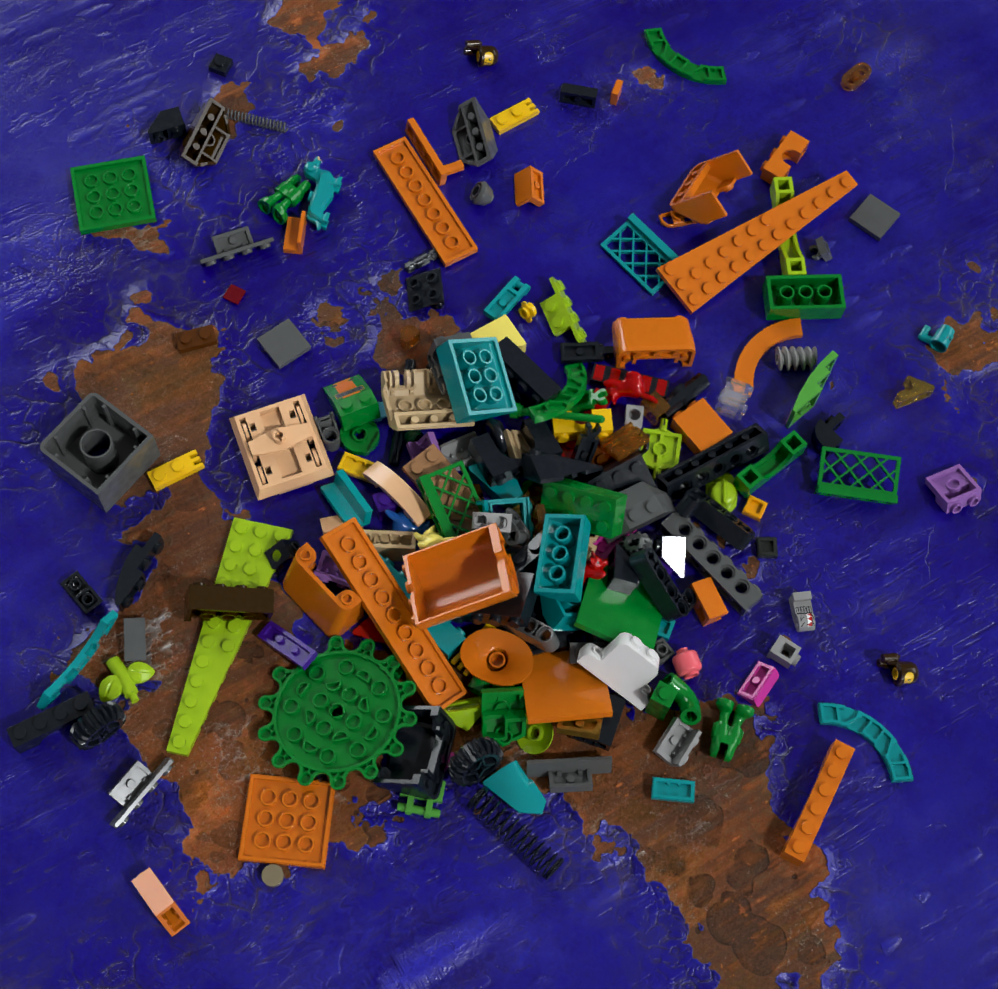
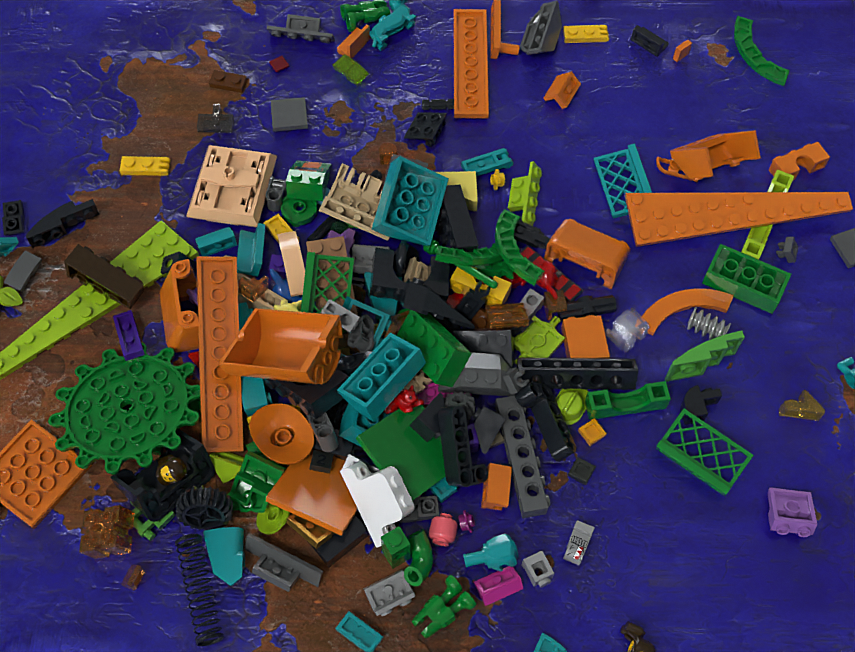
camera: 35 degrees right, 5 degrees down
(92, 427) = (94, 122): dark grey piece -> none
(216, 388) = (216, 121): none -> clear smoke plate
(301, 509) = (216, 241): none -> teal panel
(313, 265) = (351, 69): none -> clear neon green slope
(380, 536) = (252, 288): none -> clear orange panel
(401, 831) = (107, 532): none -> clear orange brick
(423, 744) = (170, 470): none -> dark brown piece
(446, 857) = (133, 577): none -> slope
(481, 194) = (519, 77): dark grey cone -> none
(547, 663) = (321, 461): none -> pearl dark grey tile
(588, 377) = (510, 251): none -> green tile
(670, 499) = (514, 381): none -> dark grey tile
(700, 645) = (466, 521): none -> magenta plate
(741, 659) = (495, 553): none -> teal piece

